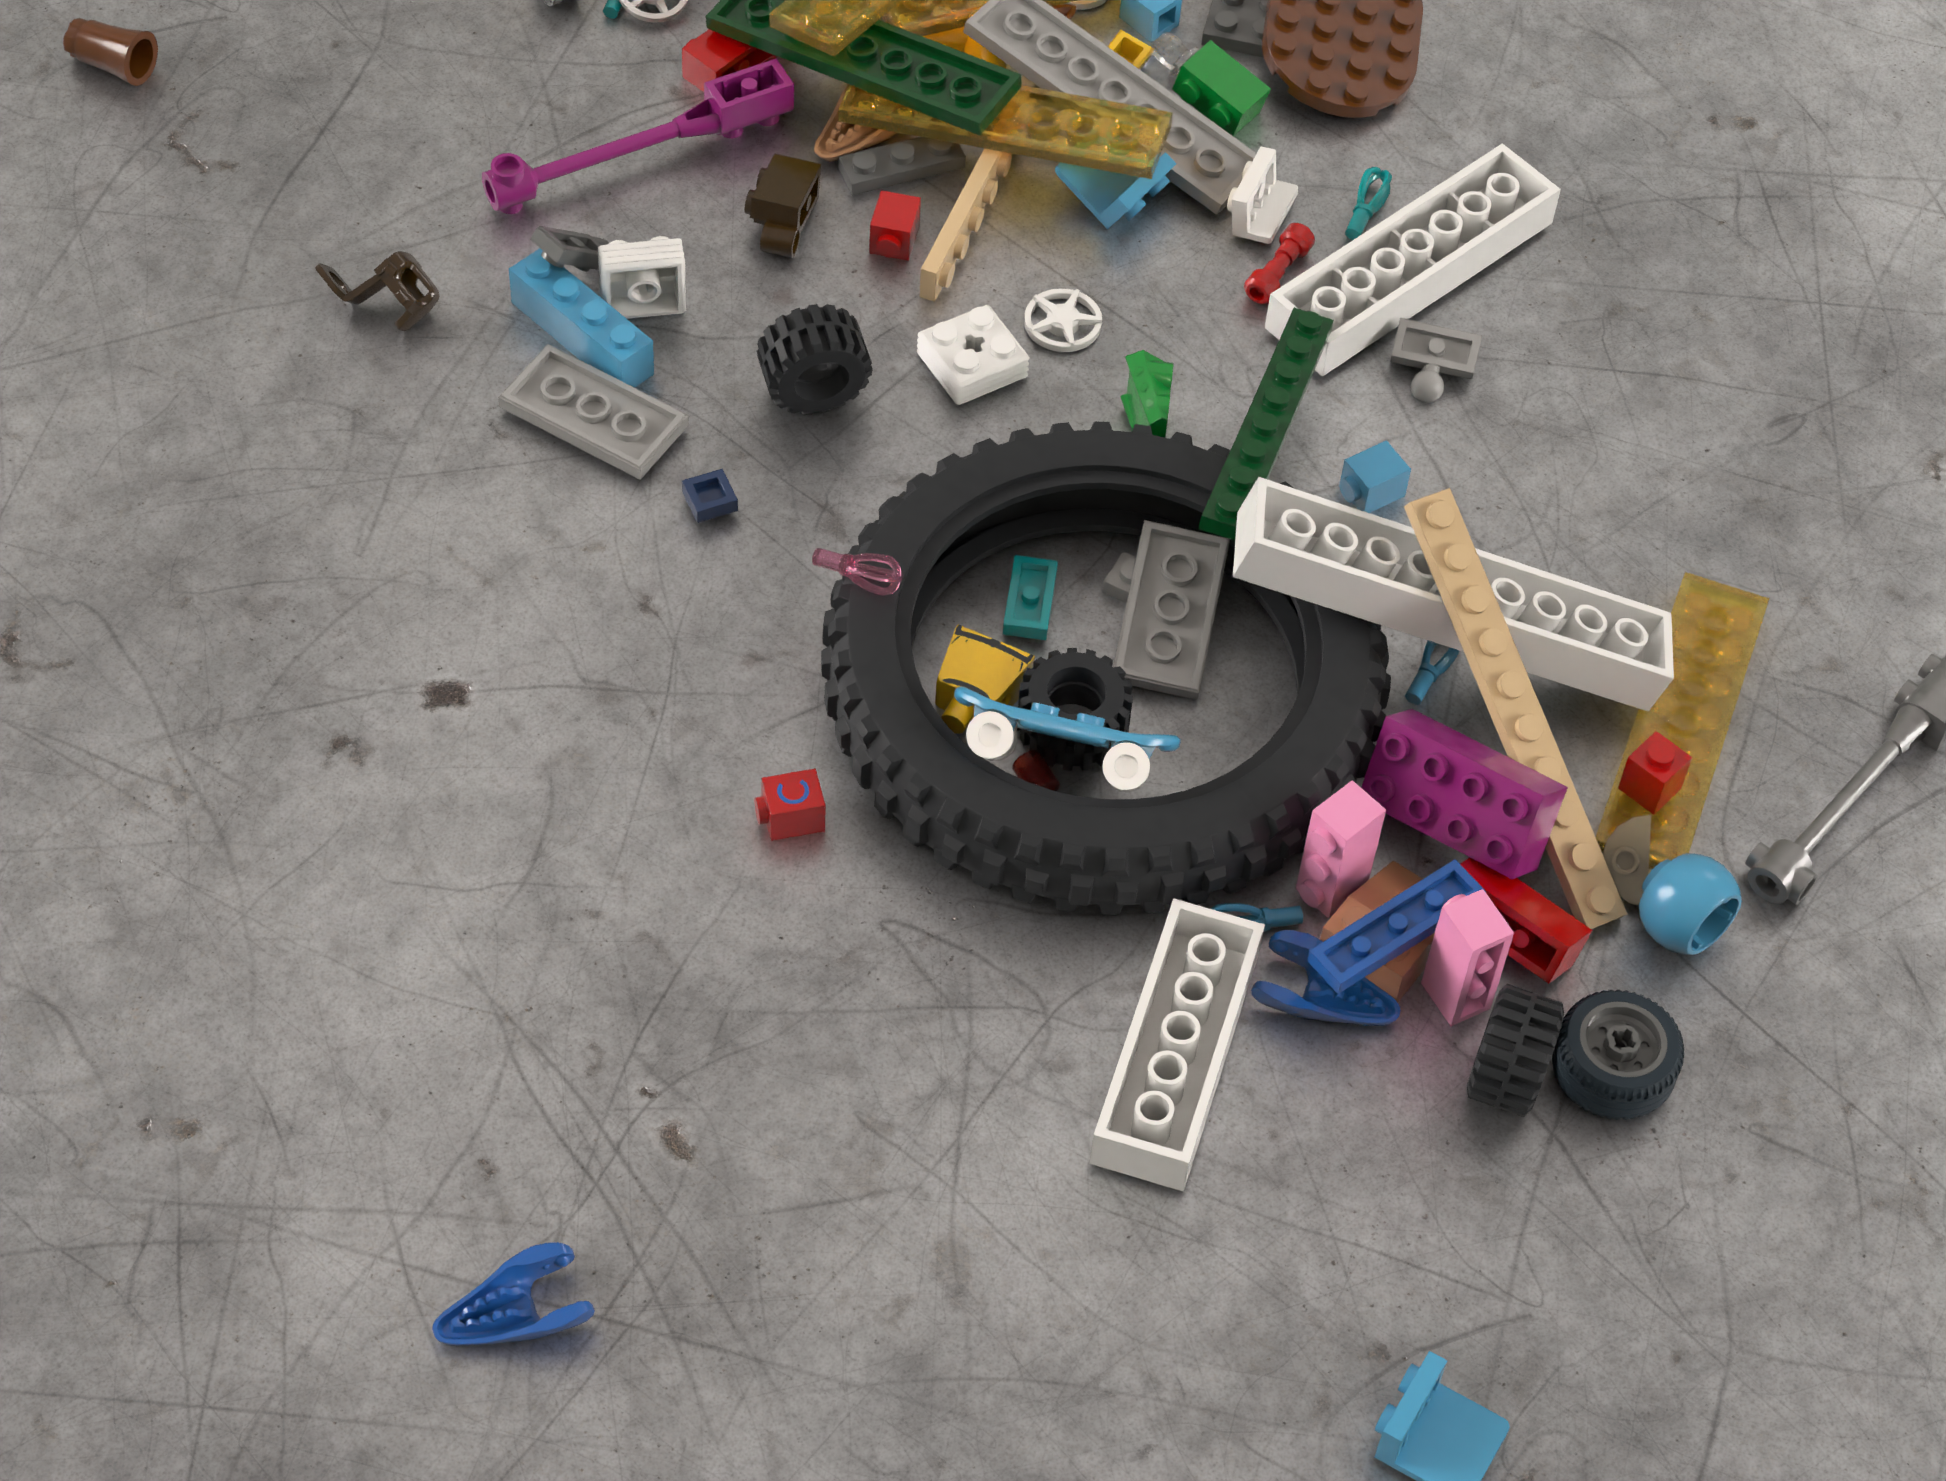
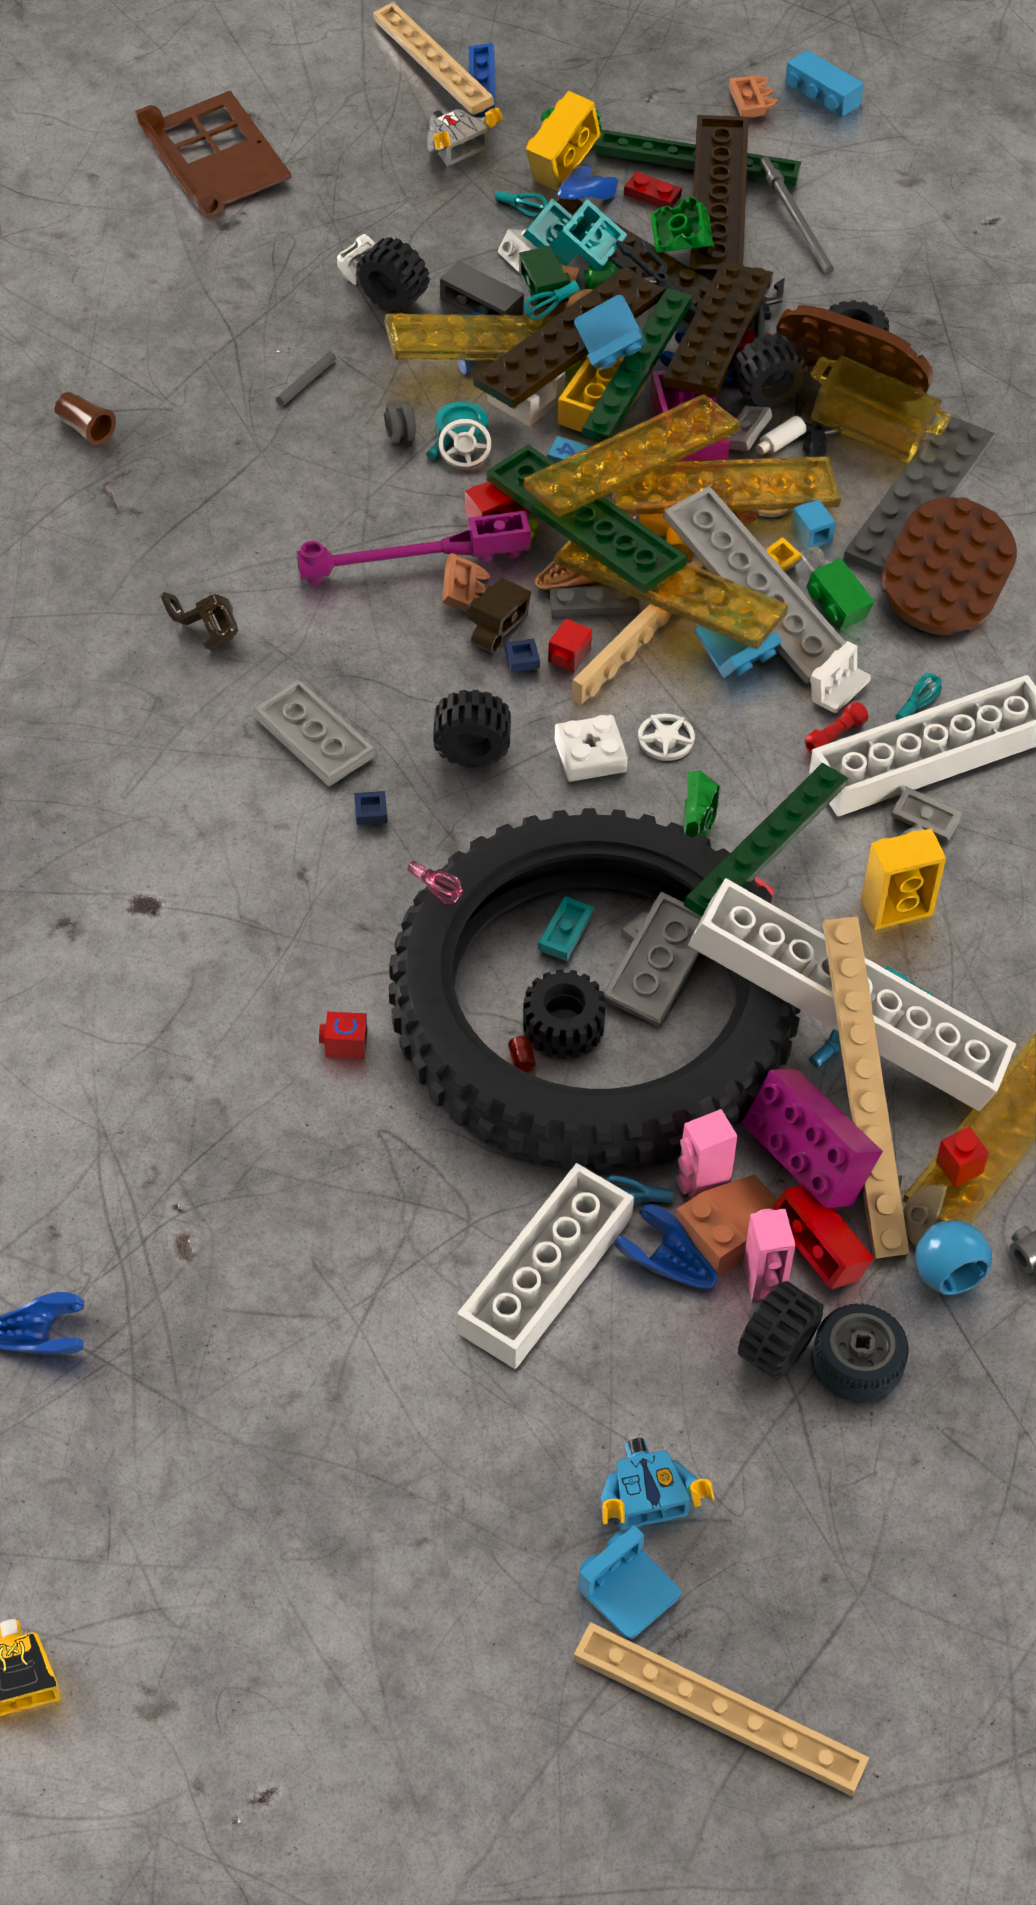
camera: 20 degrees right, 0 degrees up
(568, 247) = (340, 618): dark grey hinge -> none
(581, 320) = (327, 667): dark azure brick -> none
(643, 277) = (376, 647): white brick -> none
(719, 172) = (462, 582): none -> nougat plate
(836, 251) = (522, 655): none -> dark blue plate
(982, 667) = (504, 977): yellow torso -> none
(994, 736) = (496, 1017): piece -> none
(1374, 477) = (844, 897): dark azure brick -> none
(1389, 928) = (718, 1220): blue plate -> none
(1423, 1298) = (650, 1488): none -> dark azure torso
(1451, 430) = (902, 878): none -> yellow brick

